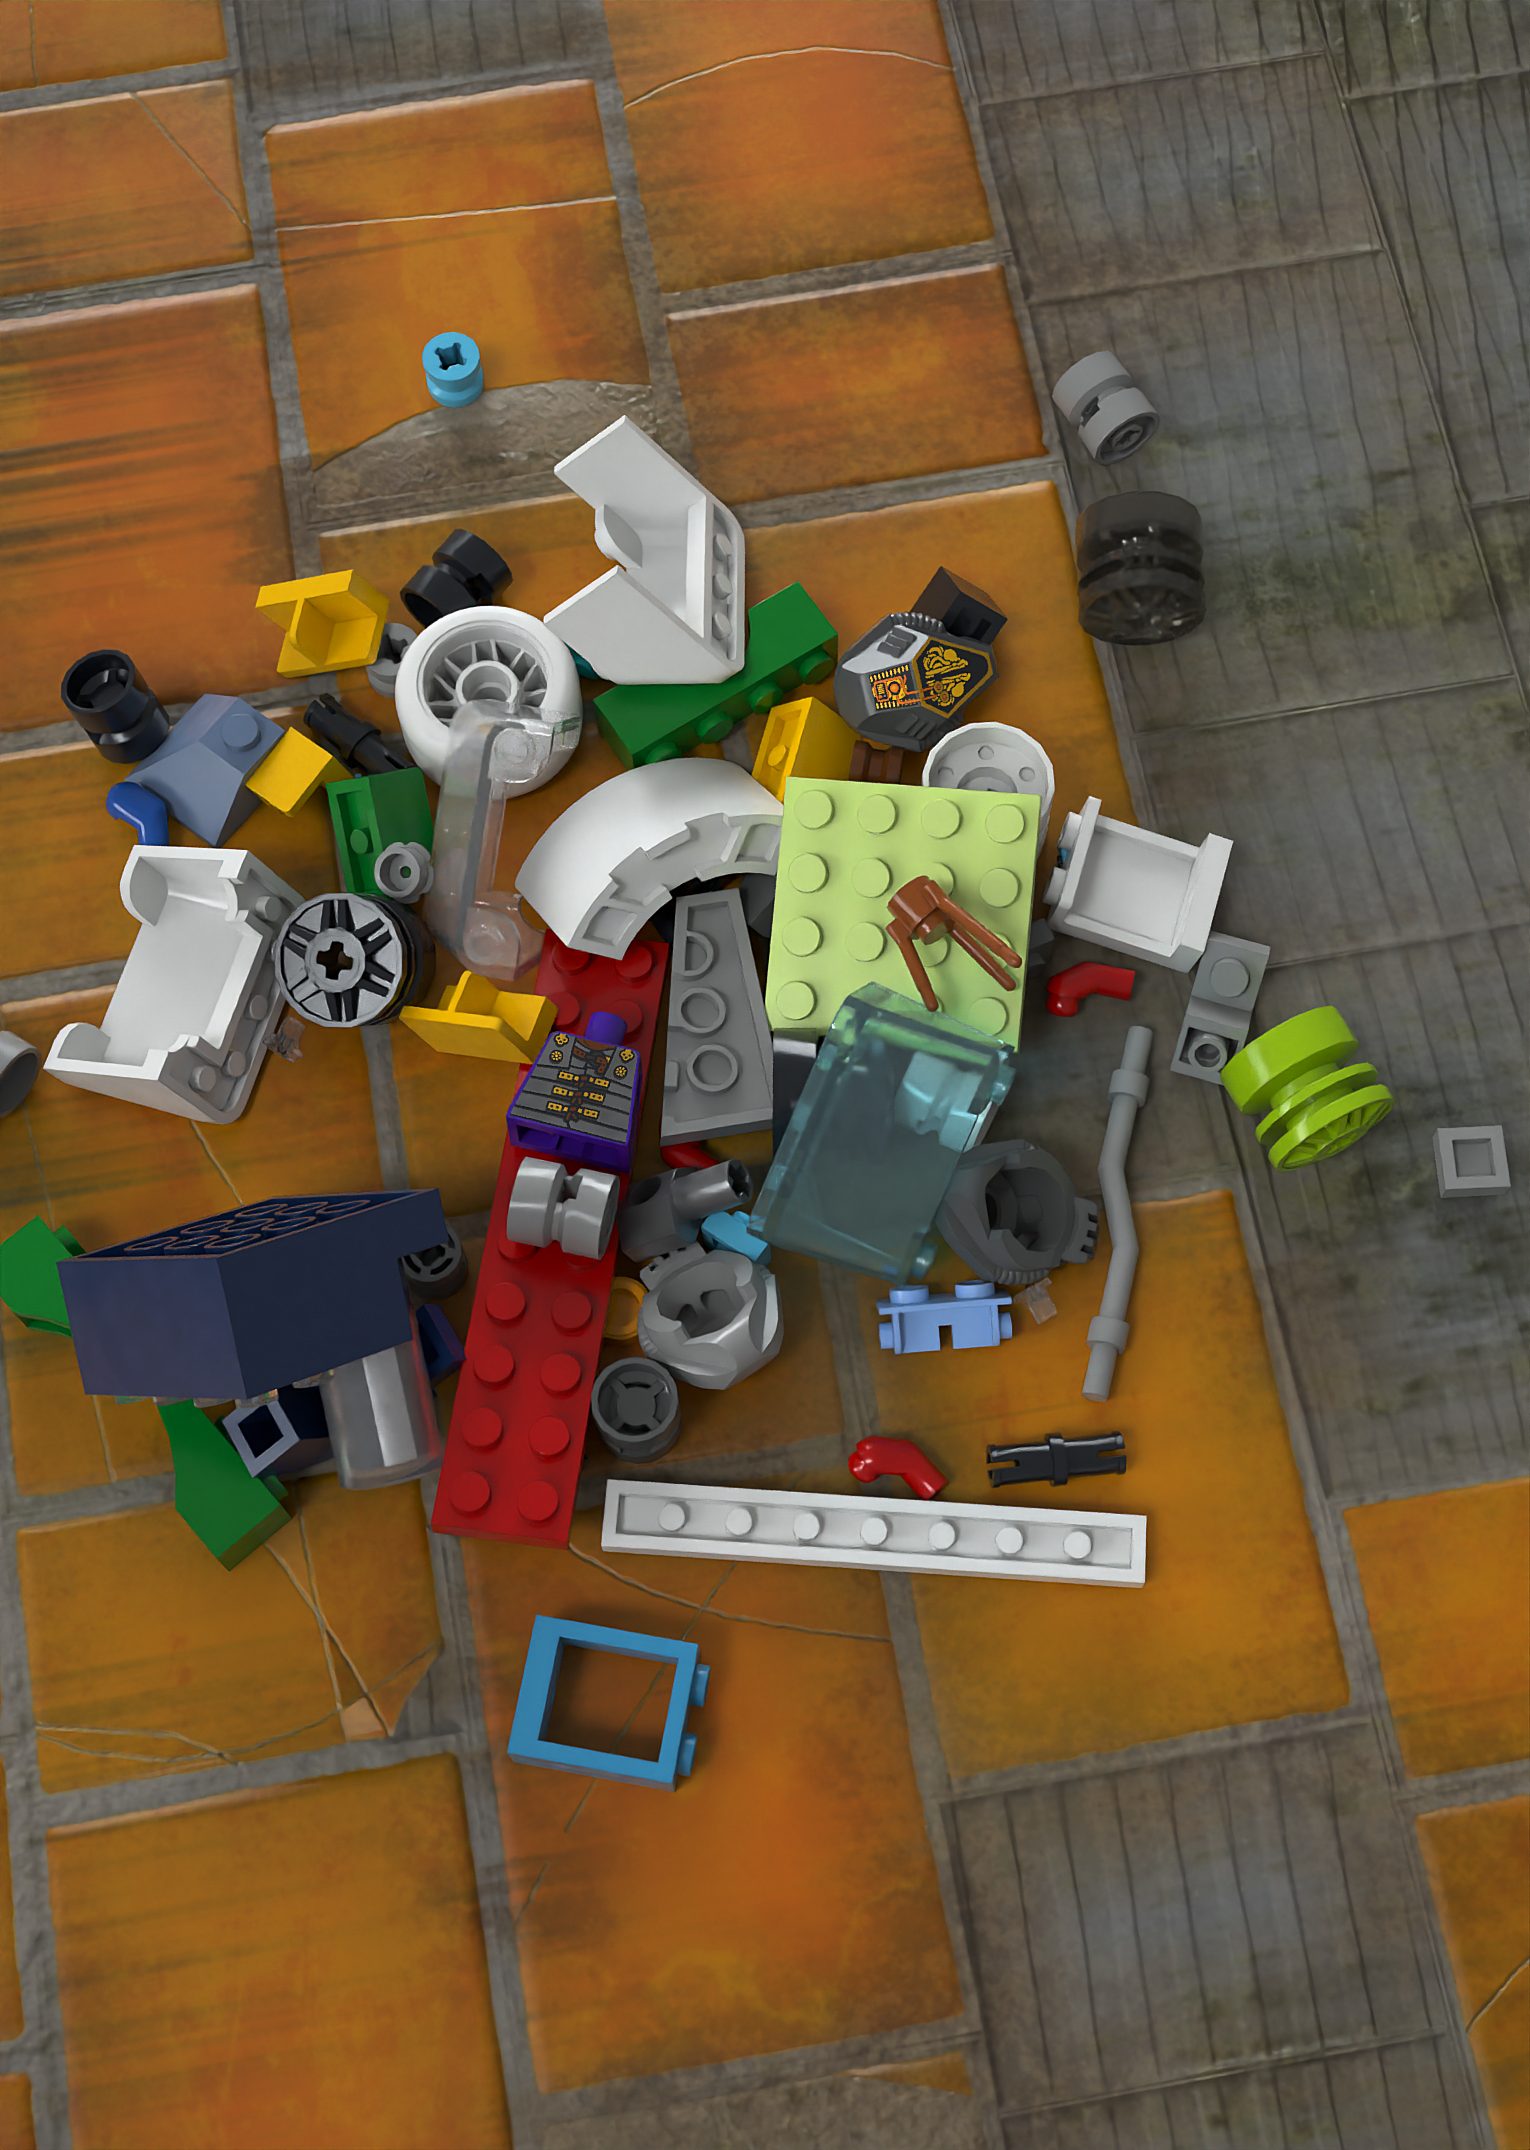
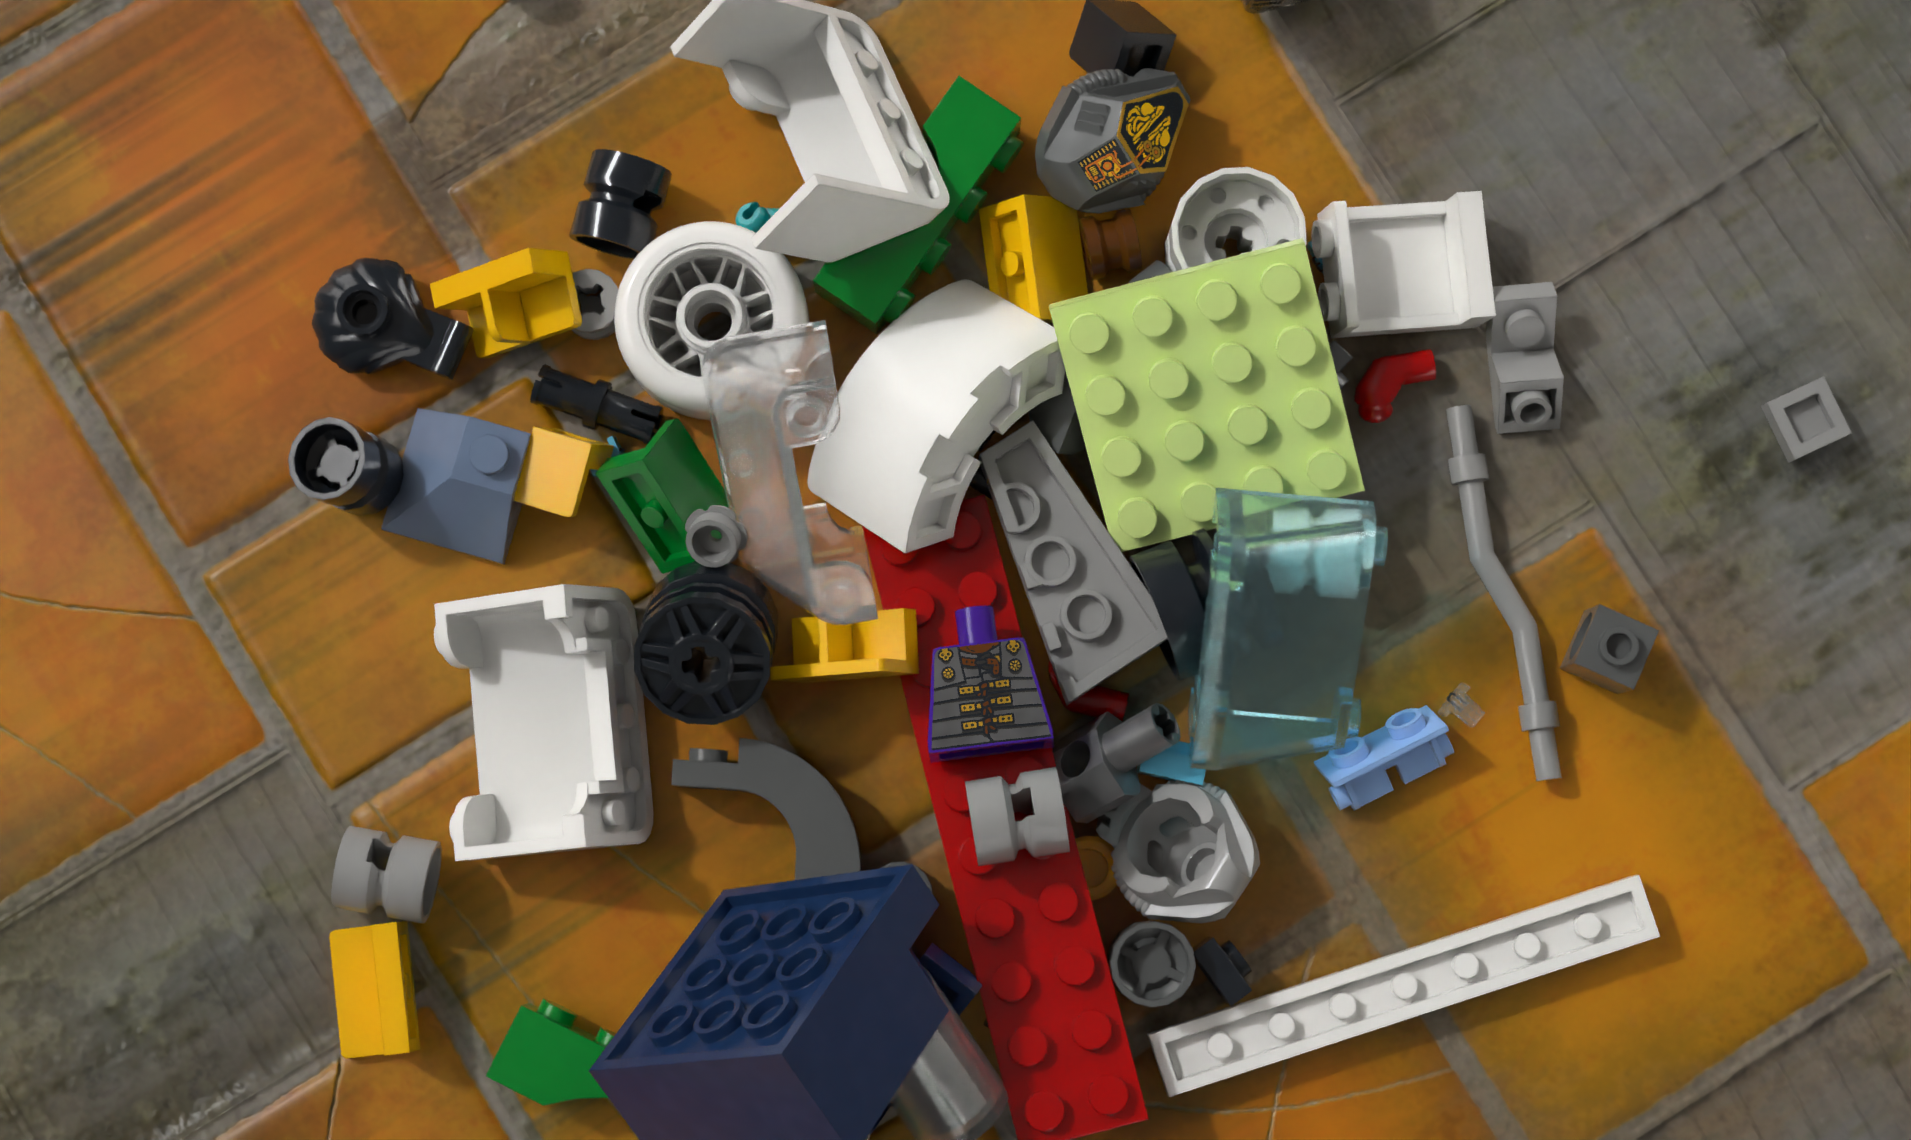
camera: 25 degrees left, 15 degrees up
(141, 810) = (420, 559): blue arm -> none
(207, 608) = (375, 319): none -> black animal
(286, 1040) = (662, 731): clear piece -> none
(365, 1109) = (813, 808): none -> dark grey arch
(705, 1445) = (1223, 968): none -> black plate
(898, 1457) = (1396, 906): red arm -> none
(929, 914) = (1243, 406): dark orange plant -> none
(1016, 1214) = (1422, 642): dark grey helmet -> none
(1055, 1459) = (1537, 852): black pin -> none
(1198, 1293) = (1609, 649): none -> dark grey brick
(1303, 1081) = (1641, 418): lime wheel -> none

